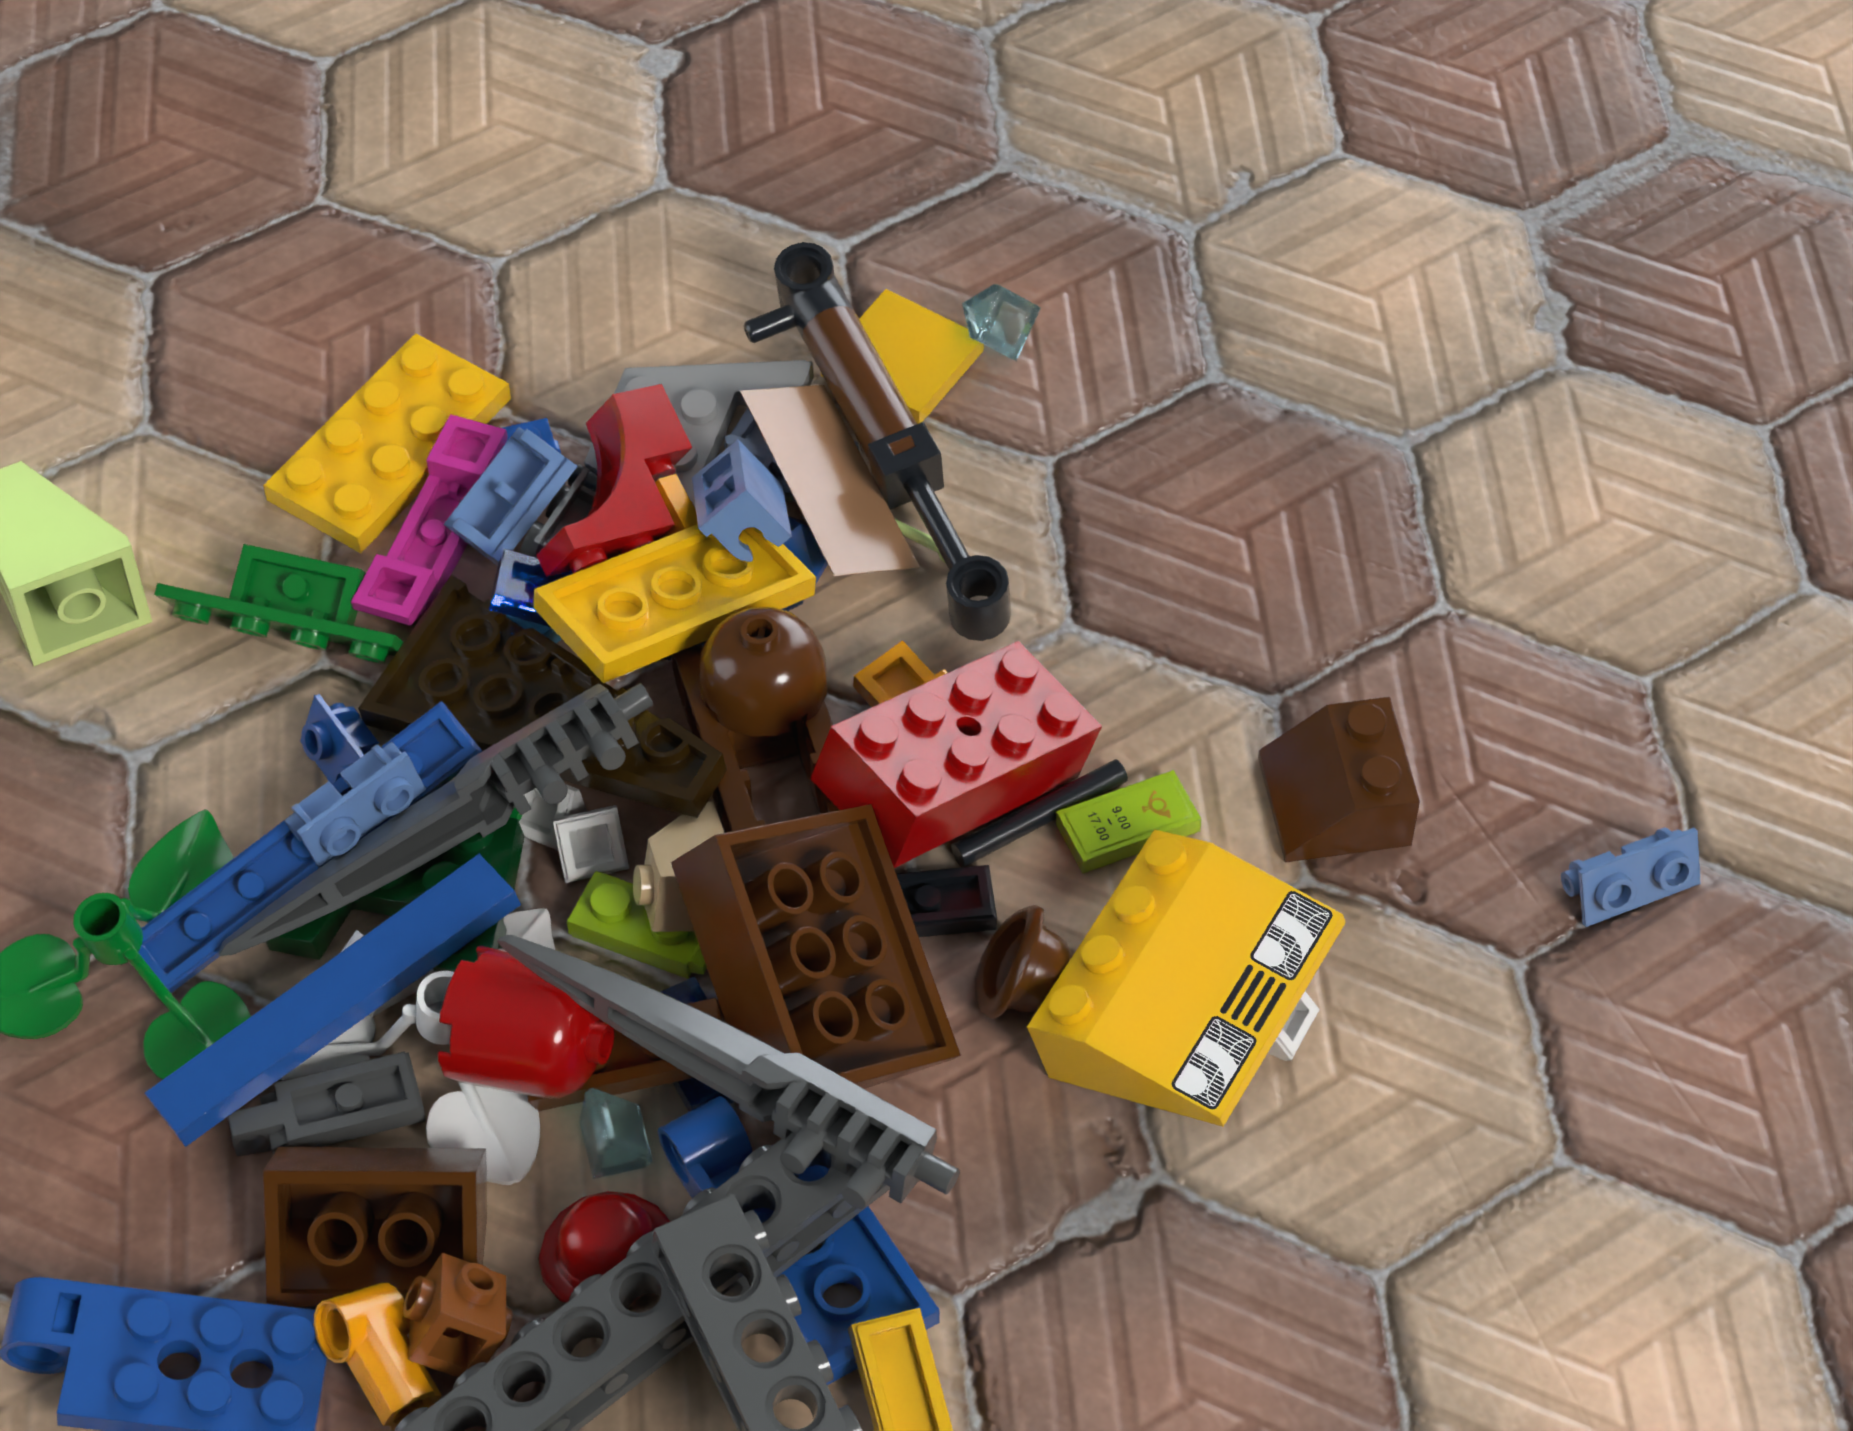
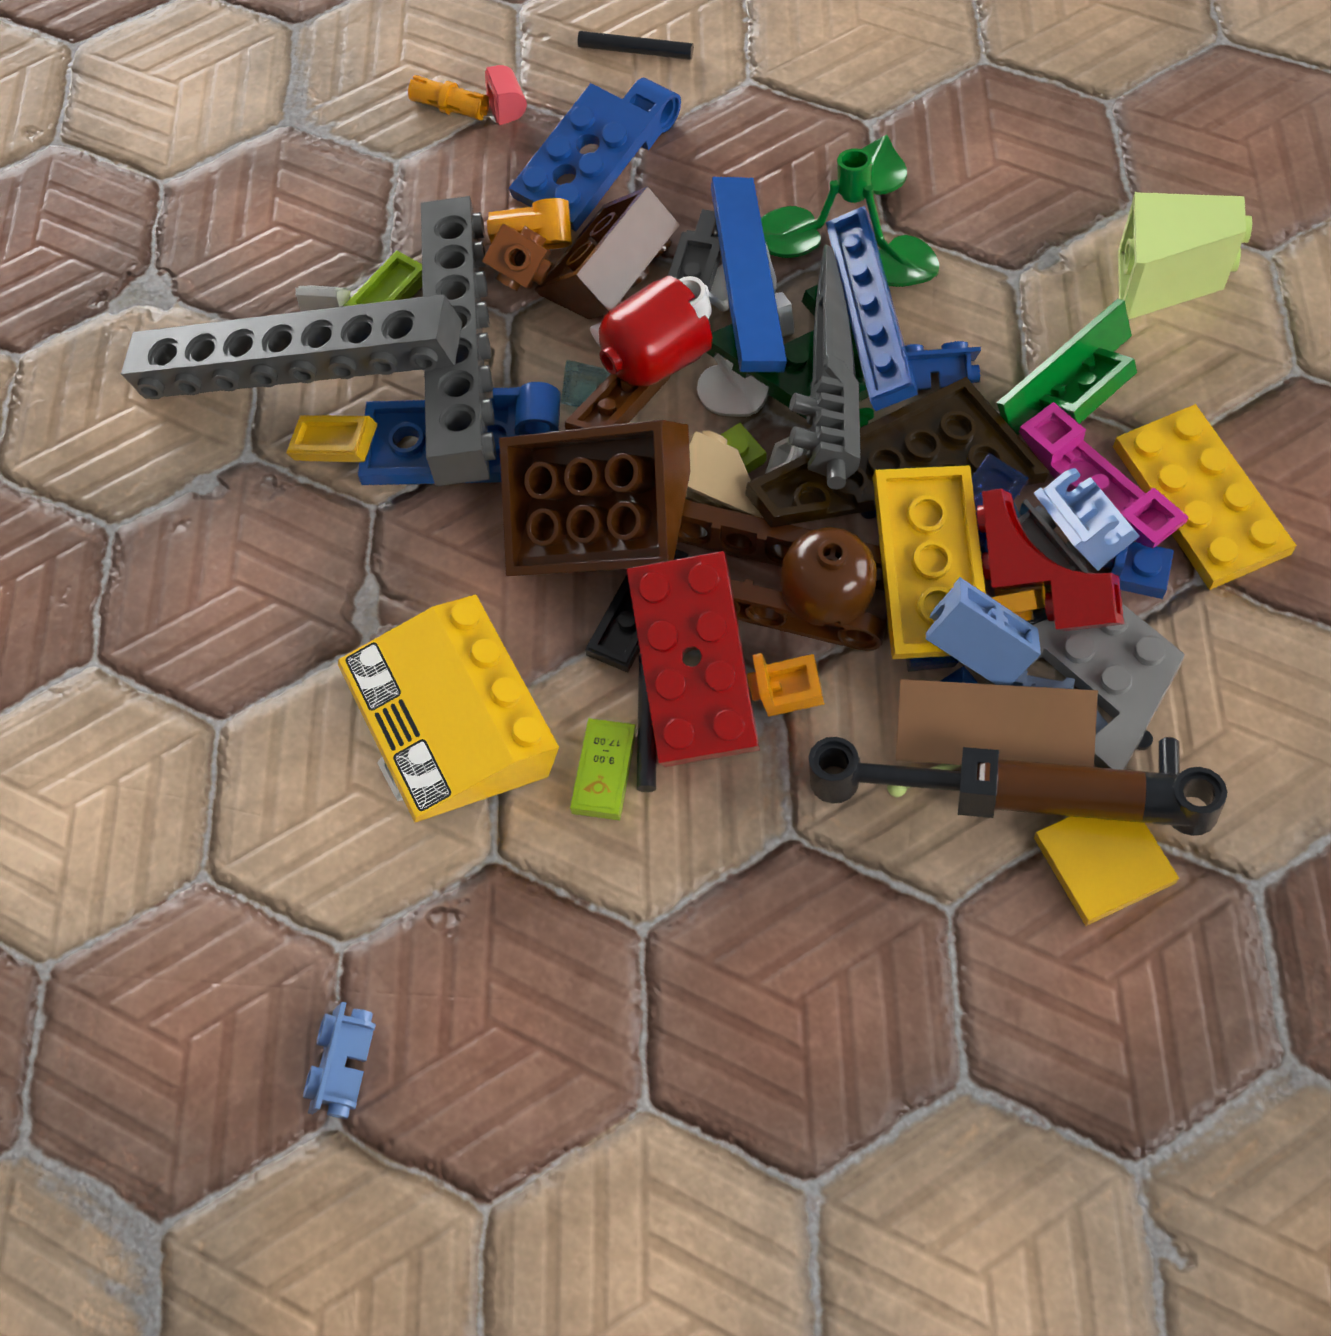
camera: 130 degrees right, 10 degrees up
(380, 786) = (870, 321): medium blue hinge -> none
(593, 1238) = (523, 354): red hat -> none
(765, 1082) = (508, 394): dark grey piece -> none
(1000, 319) = (1091, 933): clear light blue slope -> none
(1020, 964) = (530, 634): reddish brown hat -> none
(1341, 782) = (532, 912): reddish brown slope -> none

